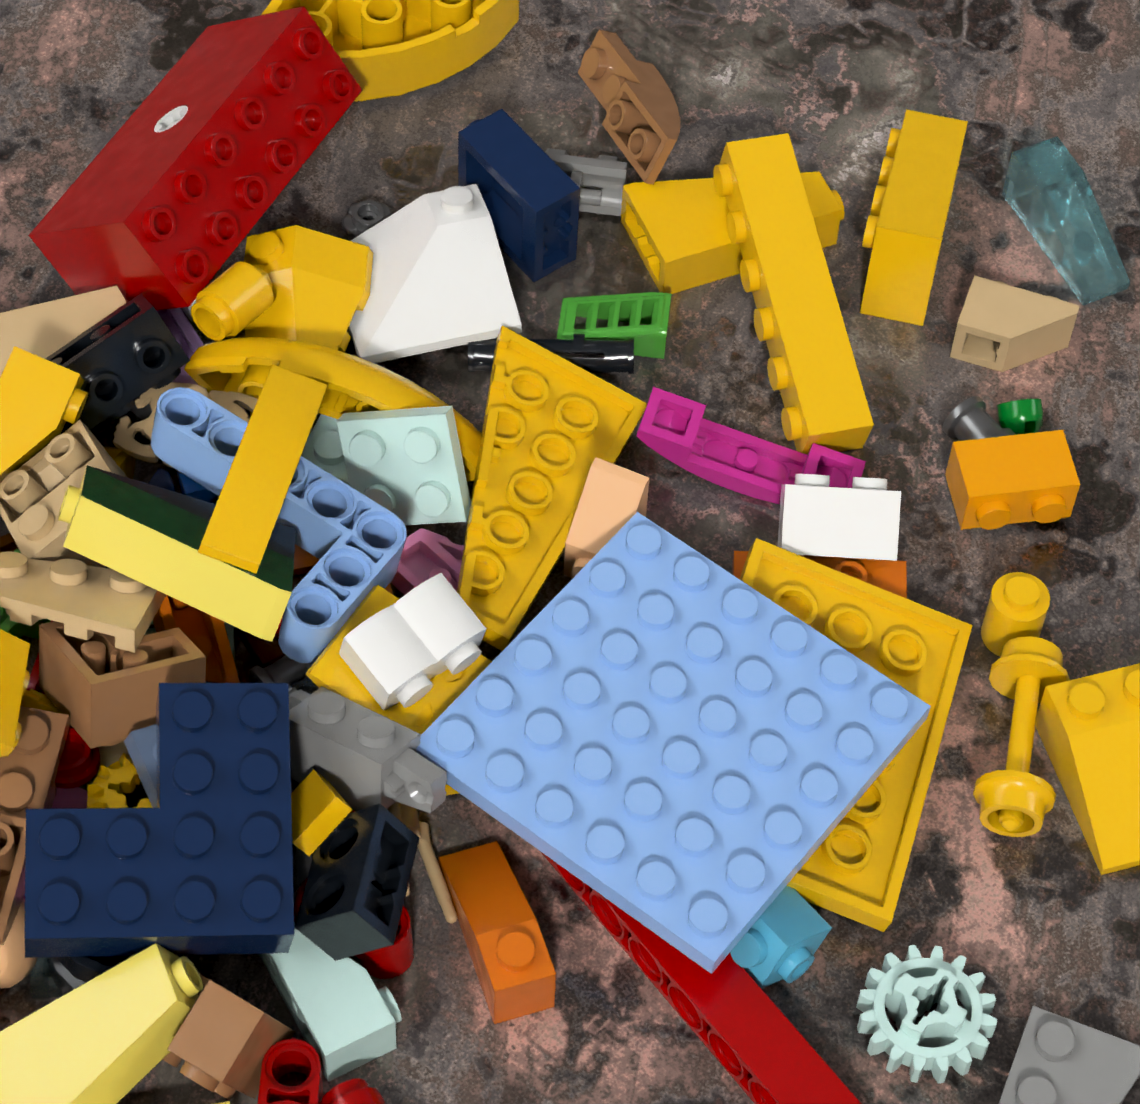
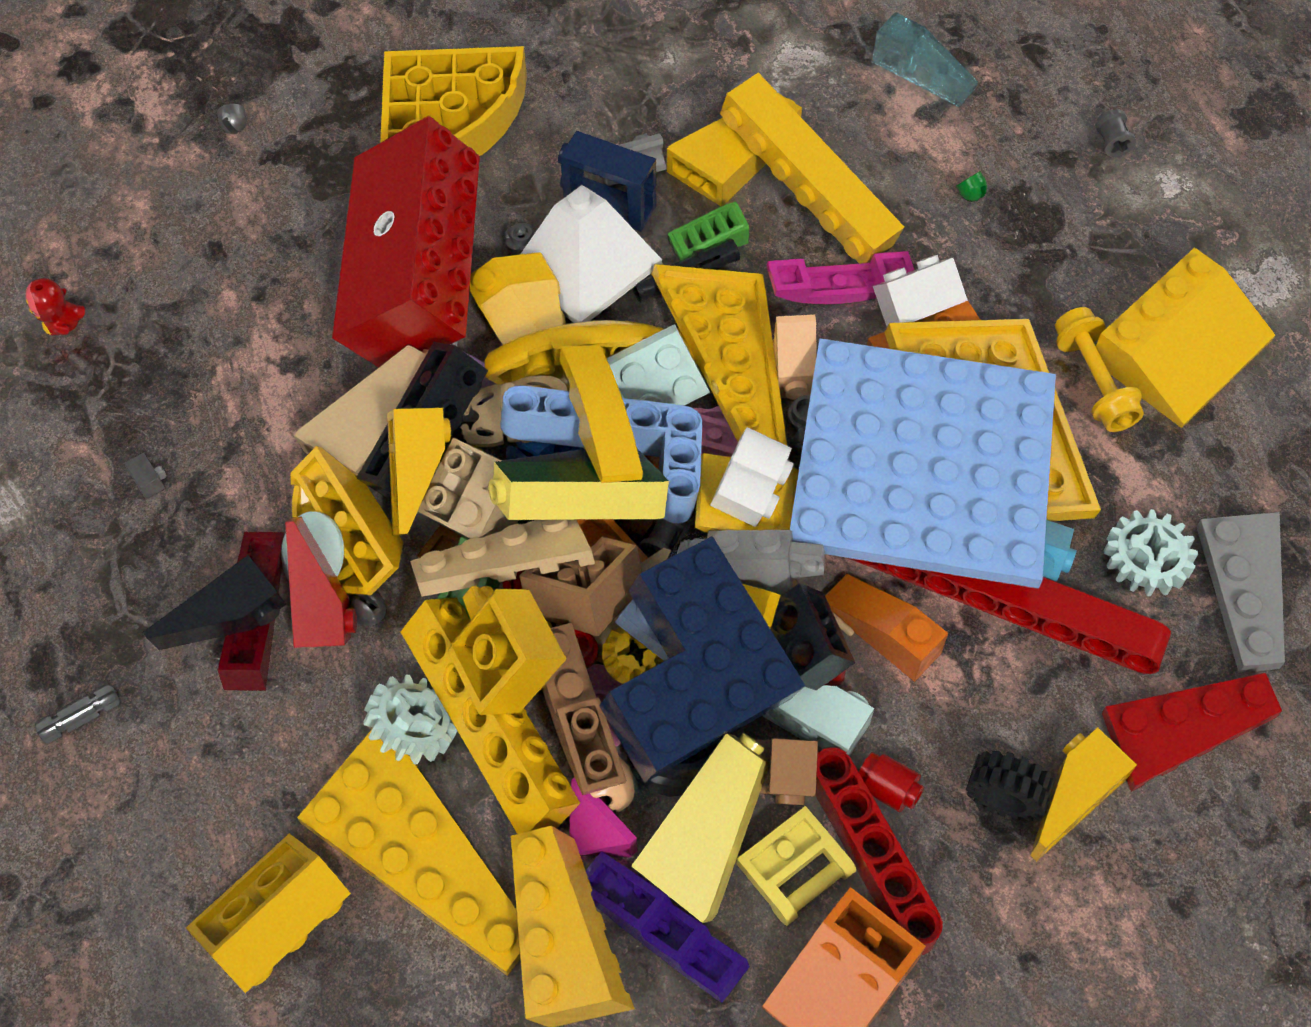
camera: 25 degrees left, 5 degrees up
(232, 301) = (488, 322): yellow brick -> none
(637, 102) = (639, 95): medium nougat slope -> none
(910, 215) = (842, 93): yellow wedge -> none
(972, 422) = (957, 205): flat silver bush -> none
(1010, 325) = (932, 135): tan slope -> none
(1012, 480) = (997, 224): light orange brick -> none
(1014, 610) = (1048, 301): yellow brick -> none

